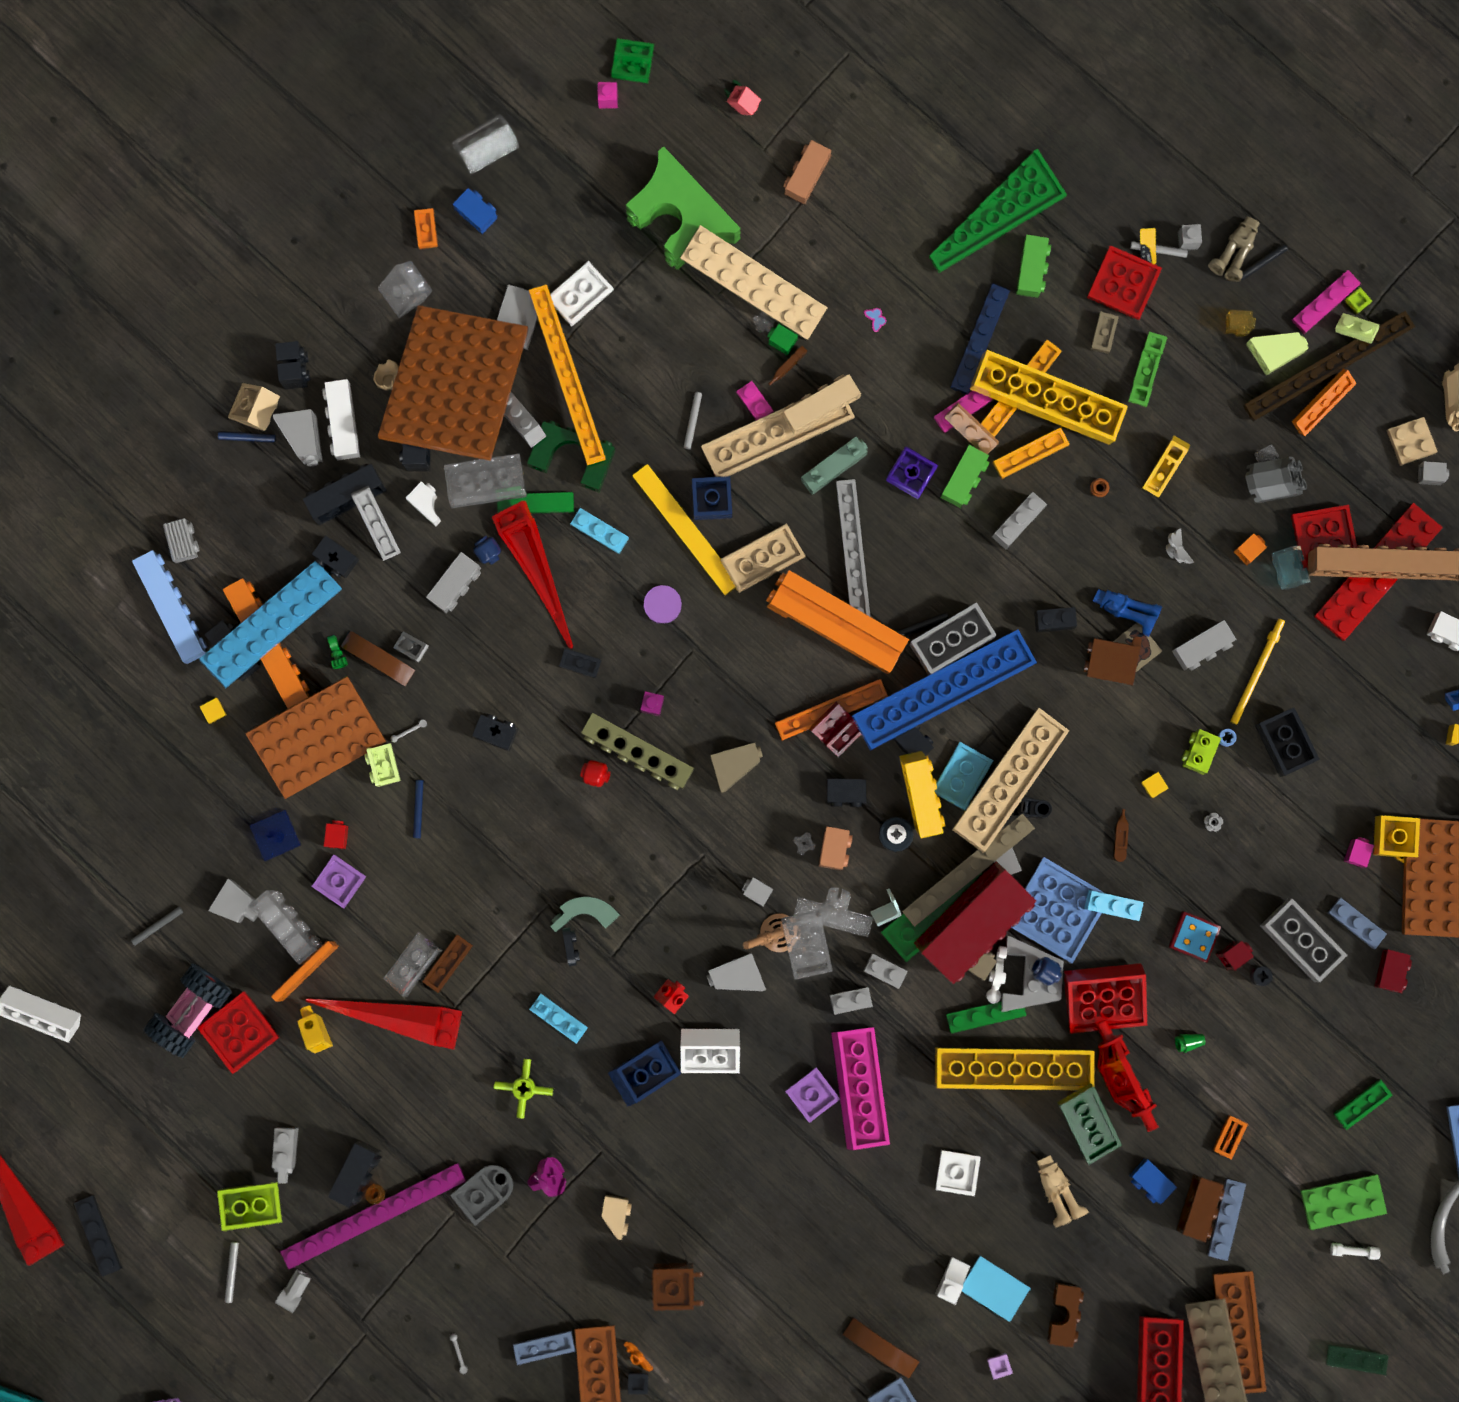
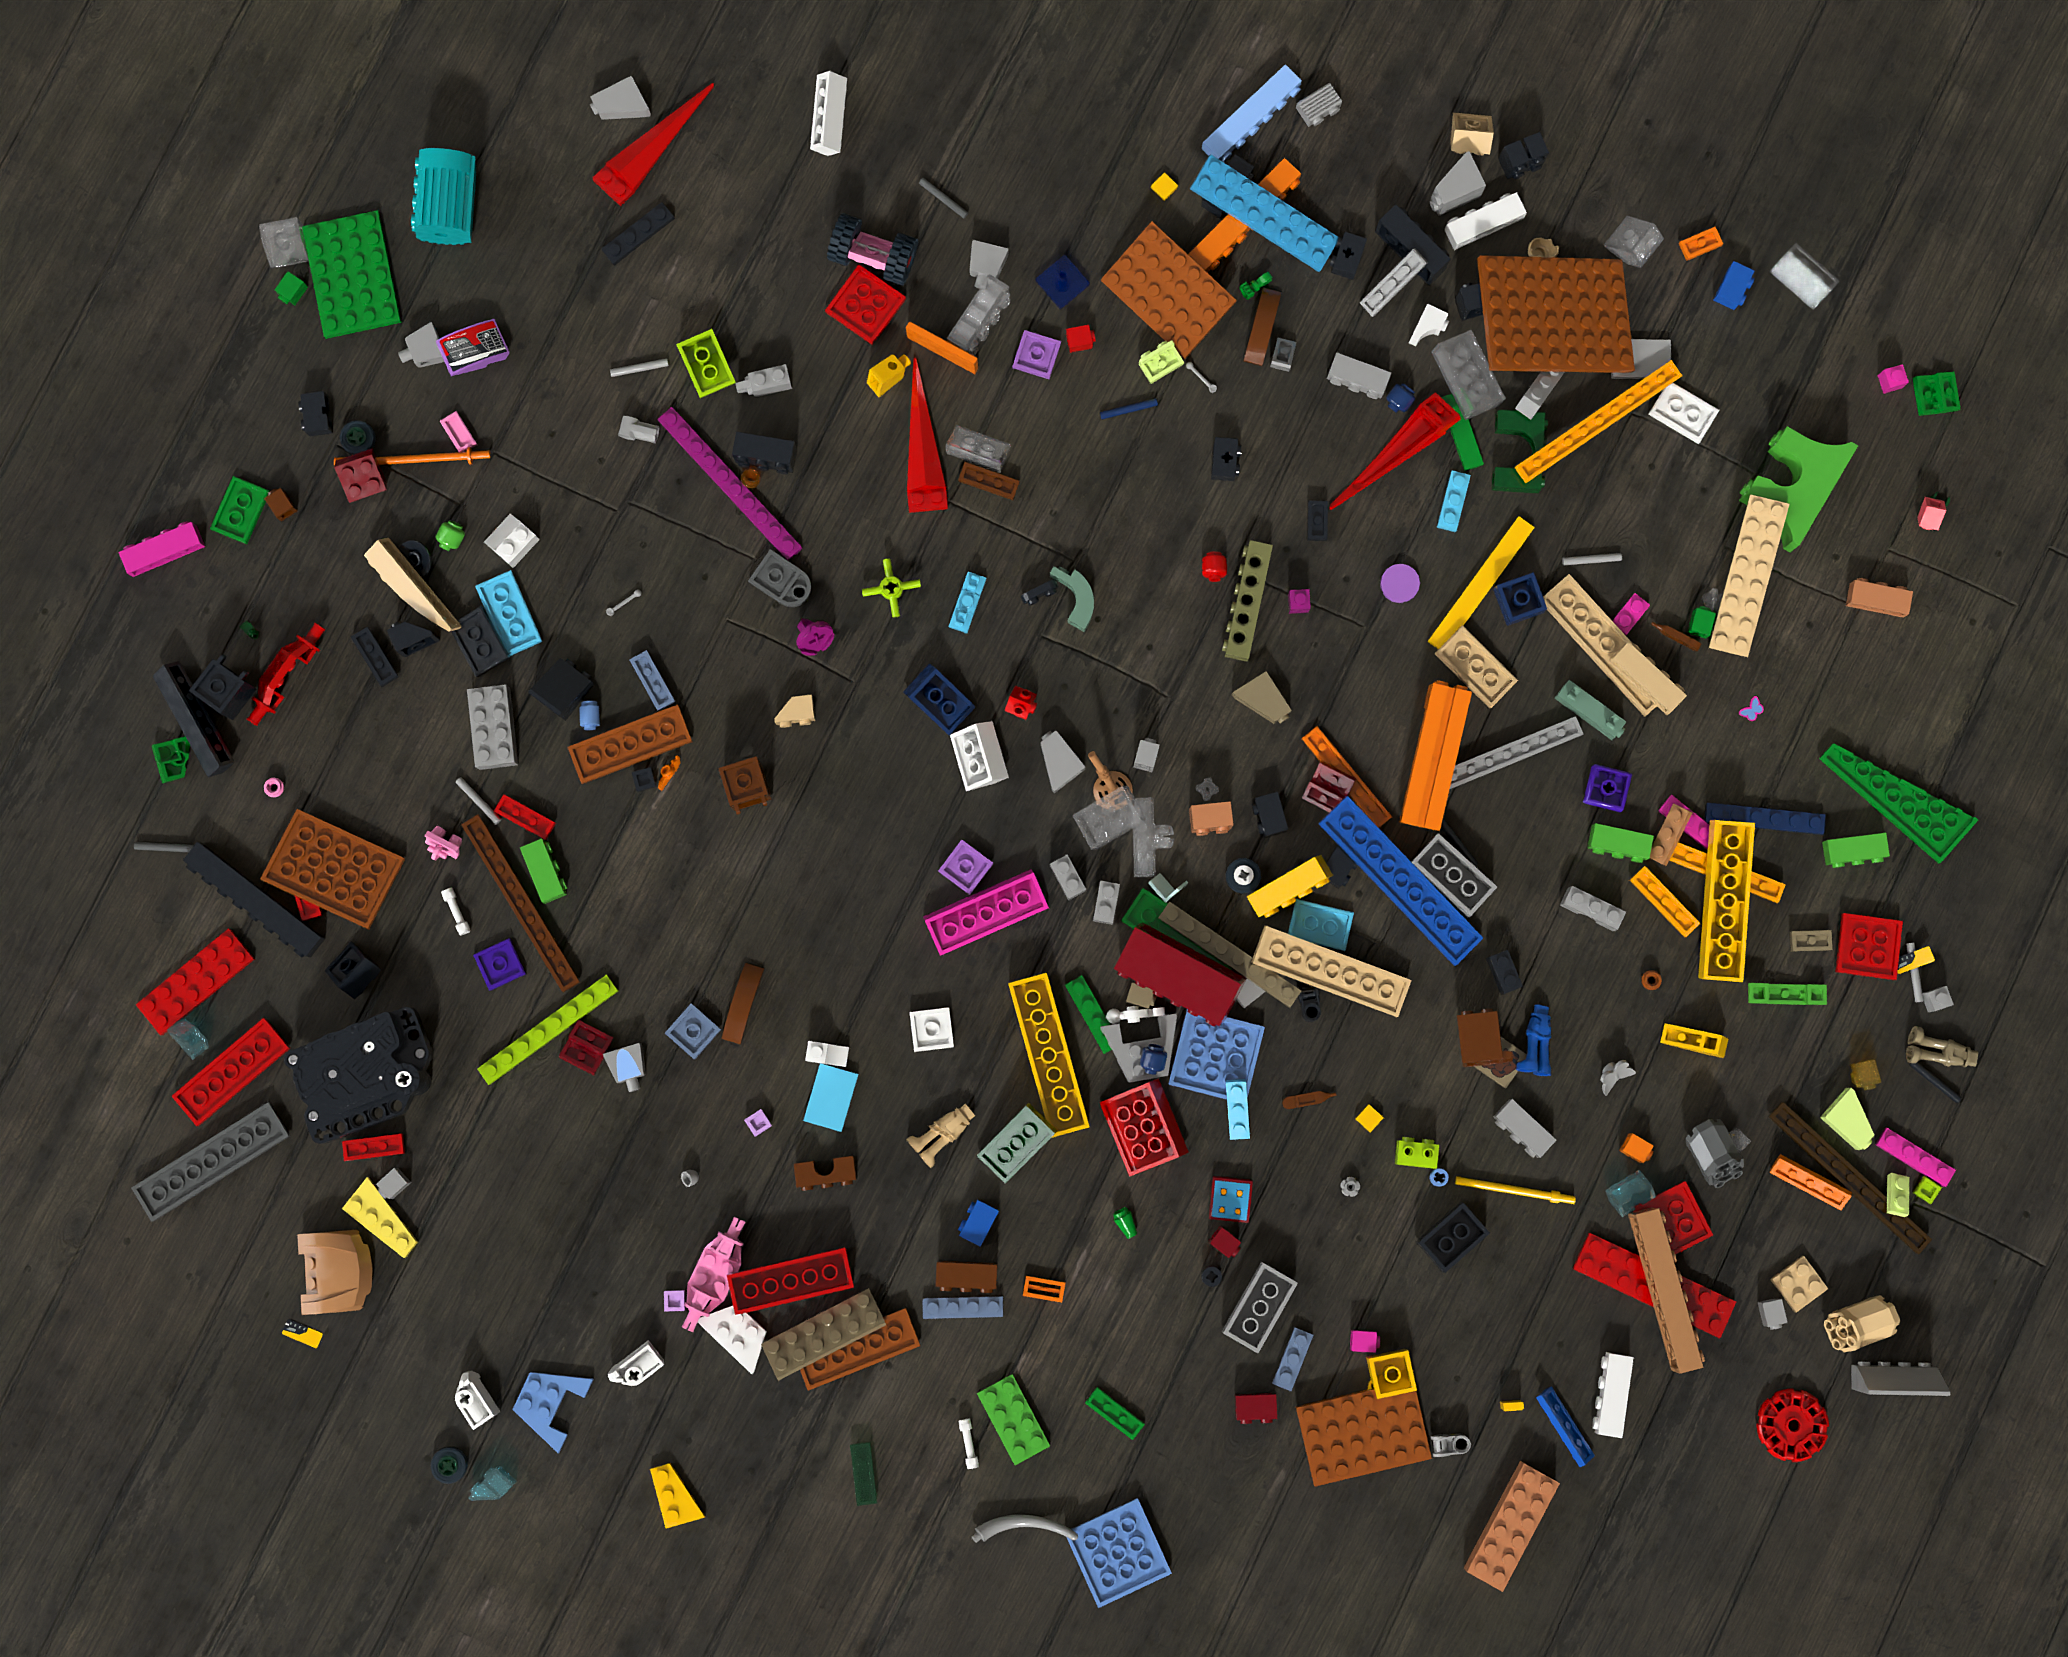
camera: 75 degrees right, 0 degrees up
(246, 437) = (1439, 136): dark blue bar -> none
(1121, 1079) = (1069, 1163): red plate -> none

